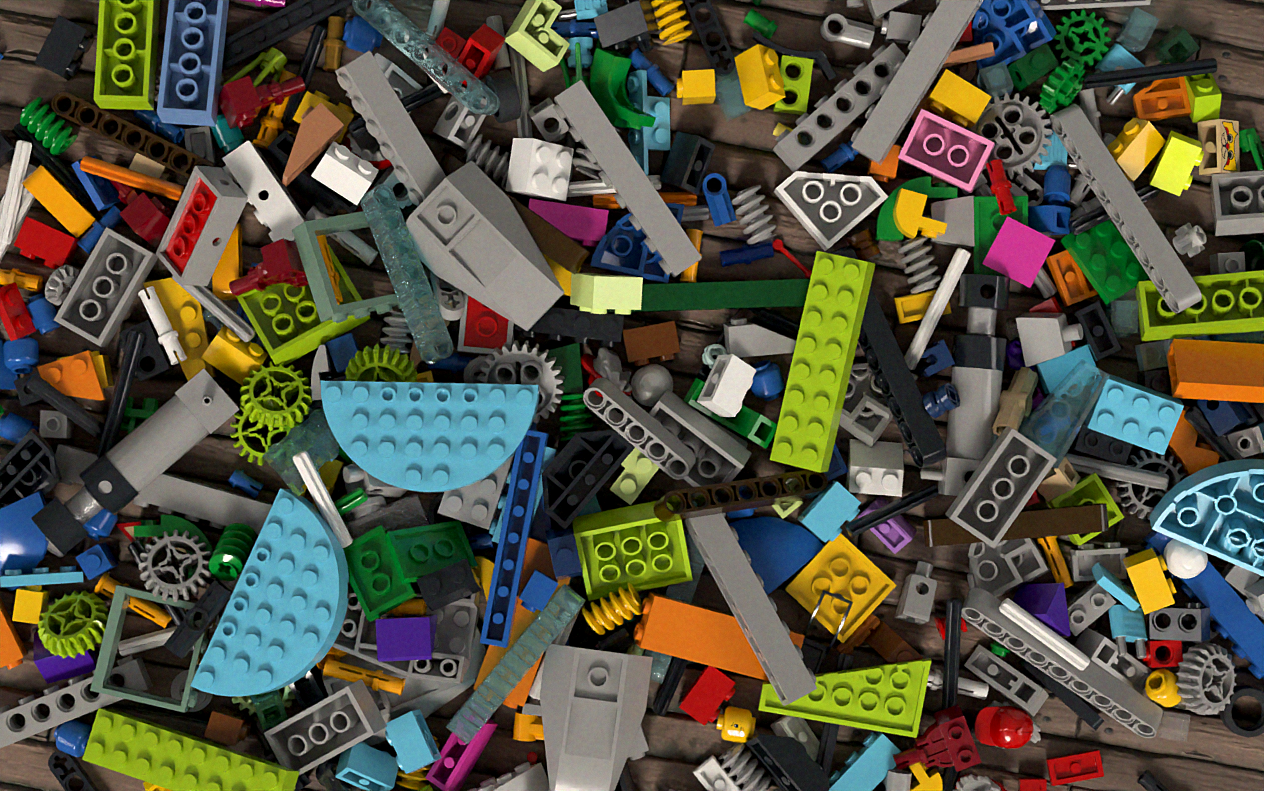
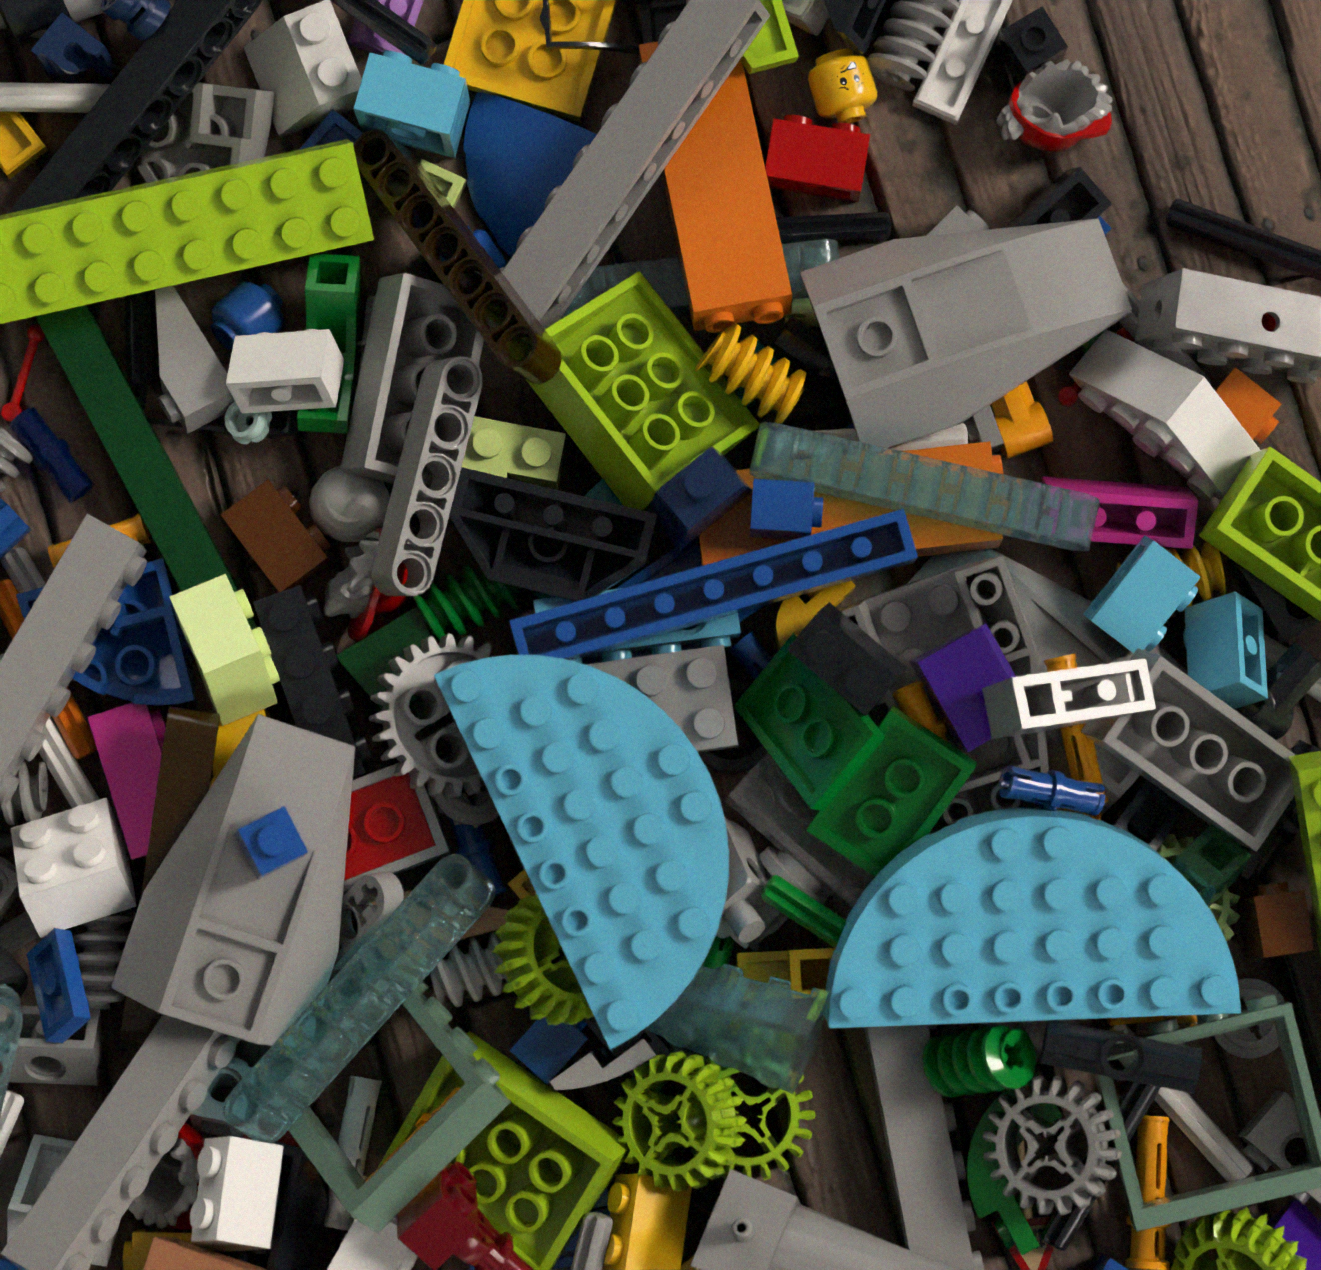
camera: 120 degrees left, 5 degrees down
(244, 482) = (855, 1105): blue pin -> none
(321, 497) = (808, 951): white axle -> none
(339, 650) = (1051, 790): none -> blue pin
(374, 679) = (1068, 697): none -> light grey slope
(409, 102) = (59, 1142): black axle -> none
(485, 136) = (58, 986): none -> blue plate
(495, 269) = (271, 842): none -> blue brick

